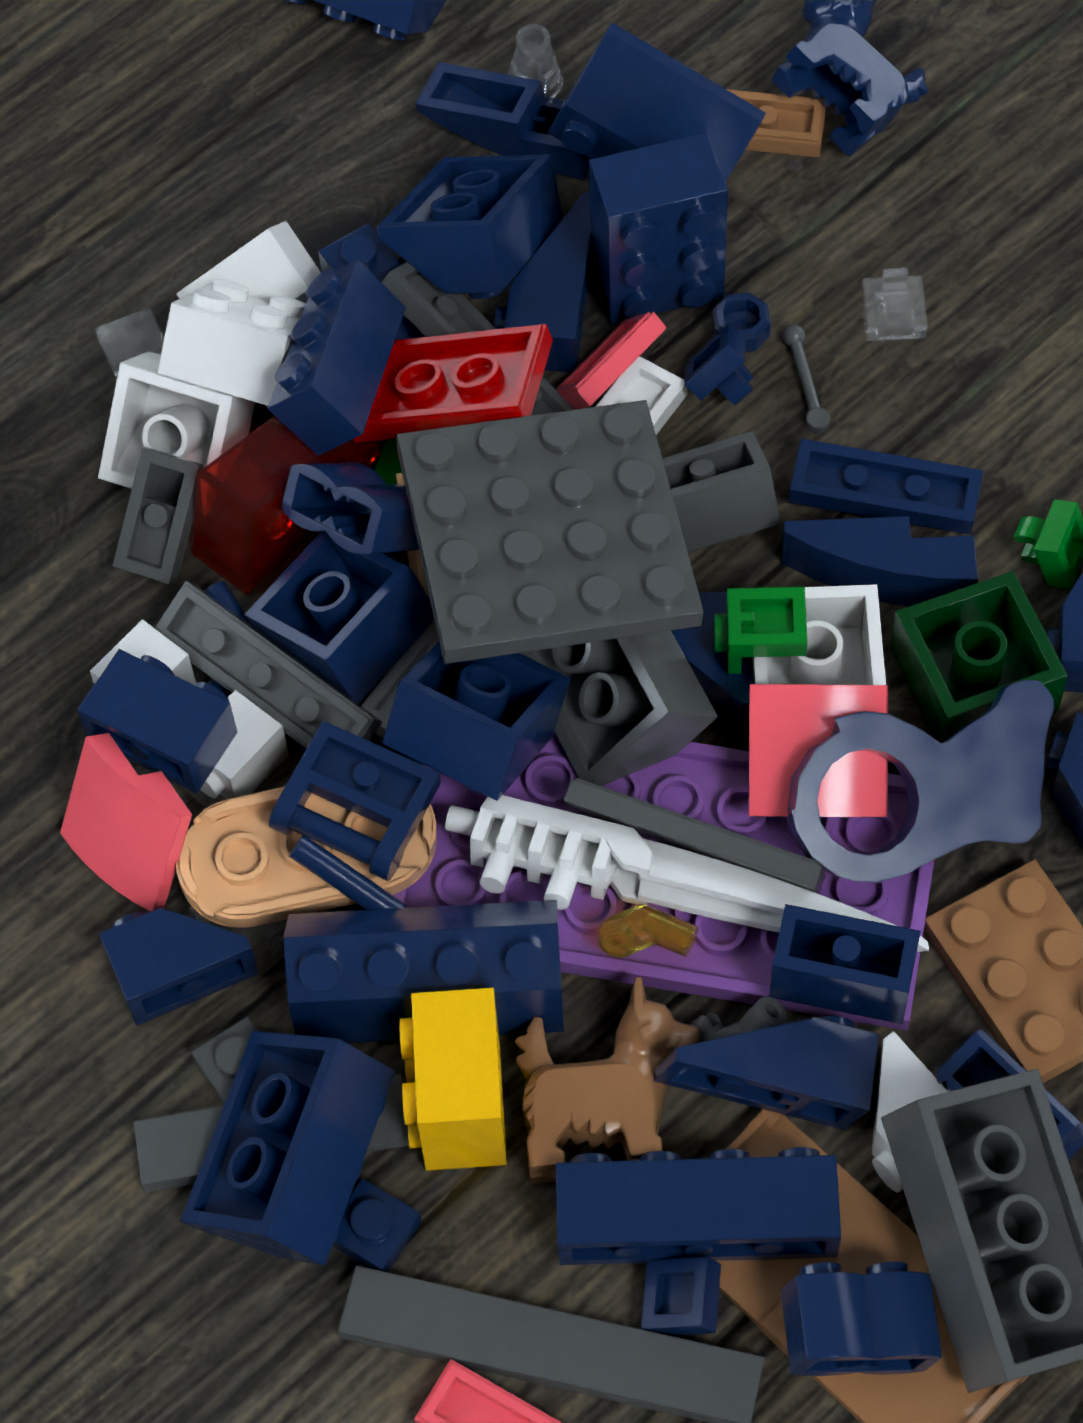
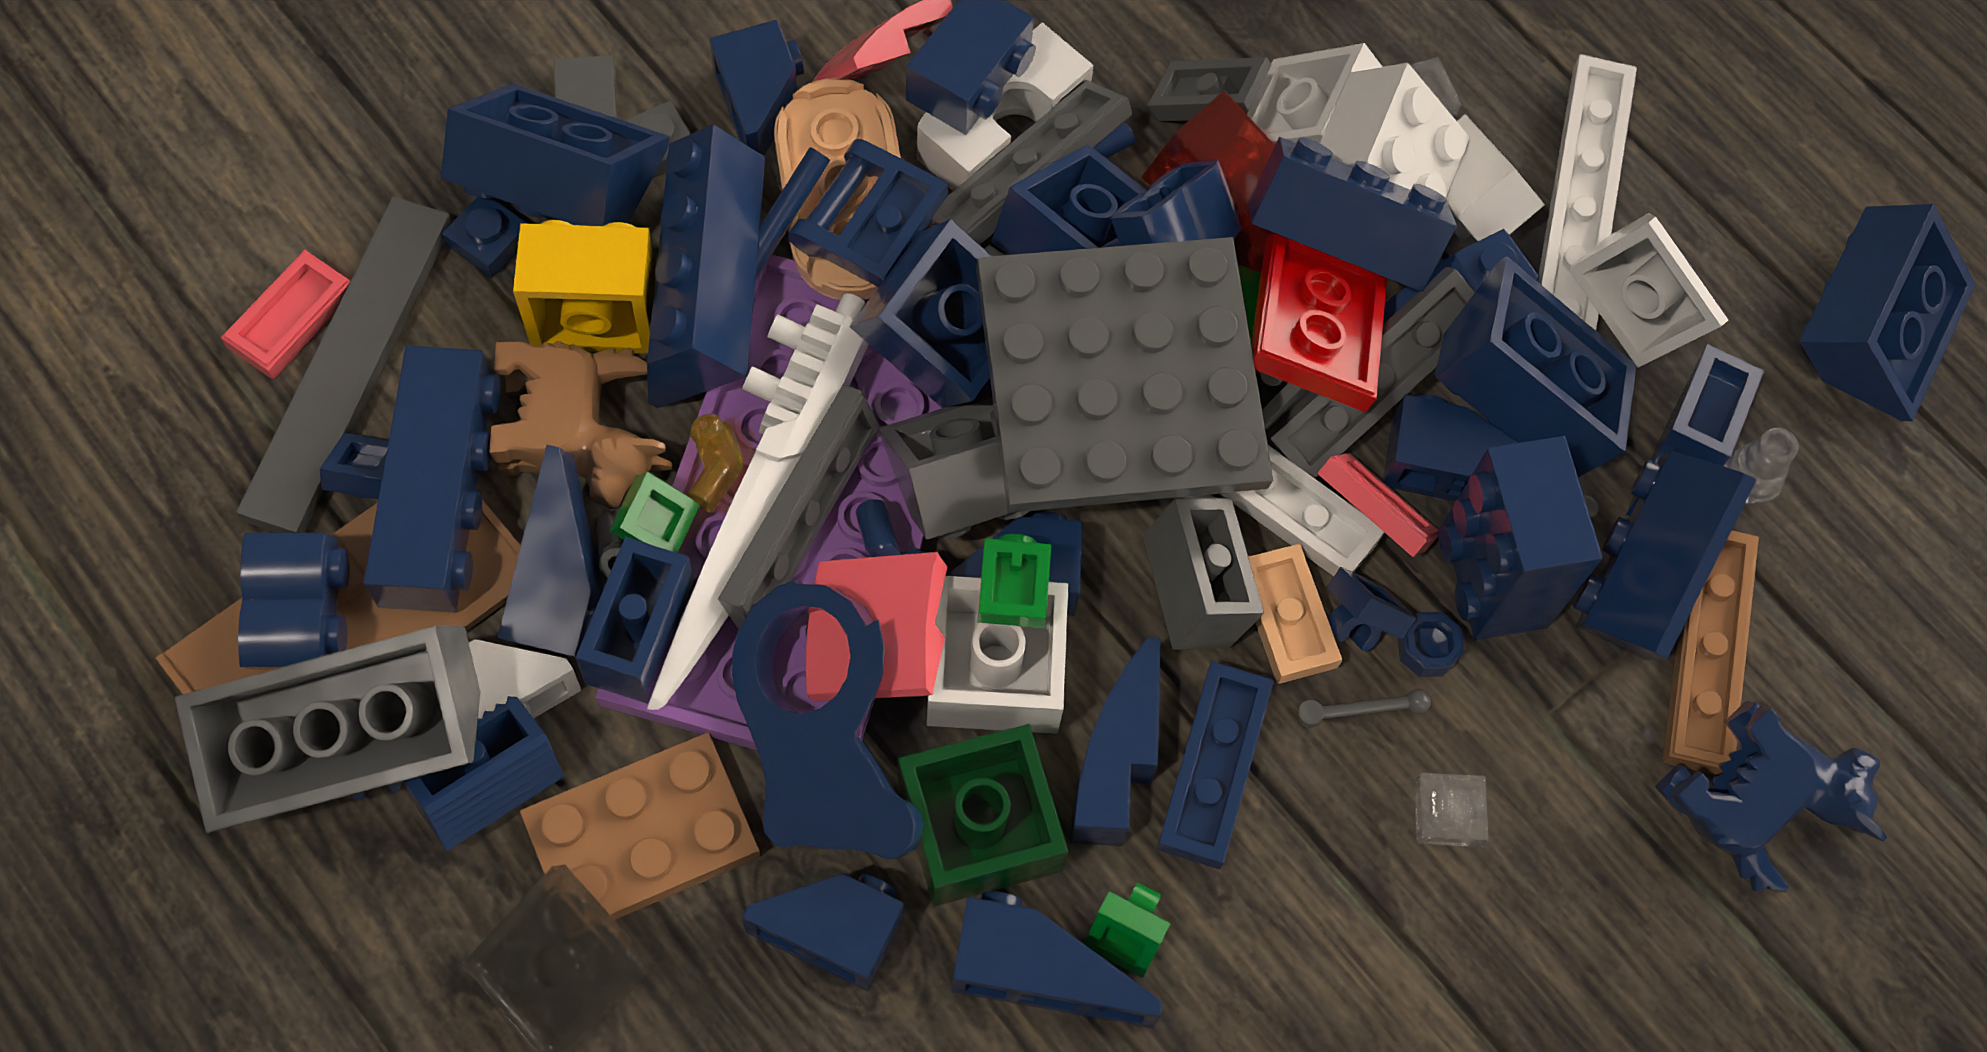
camera: 85 degrees right, 5 degrees up
(238, 200) = (1586, 176): none -> white plate
(373, 136) = (1647, 291): none -> white slope
(716, 765) = (878, 530): none -> dark blue arm
(718, 978) = (655, 513): none -> tile
(755, 412) = (1294, 619): none -> light nougat plate

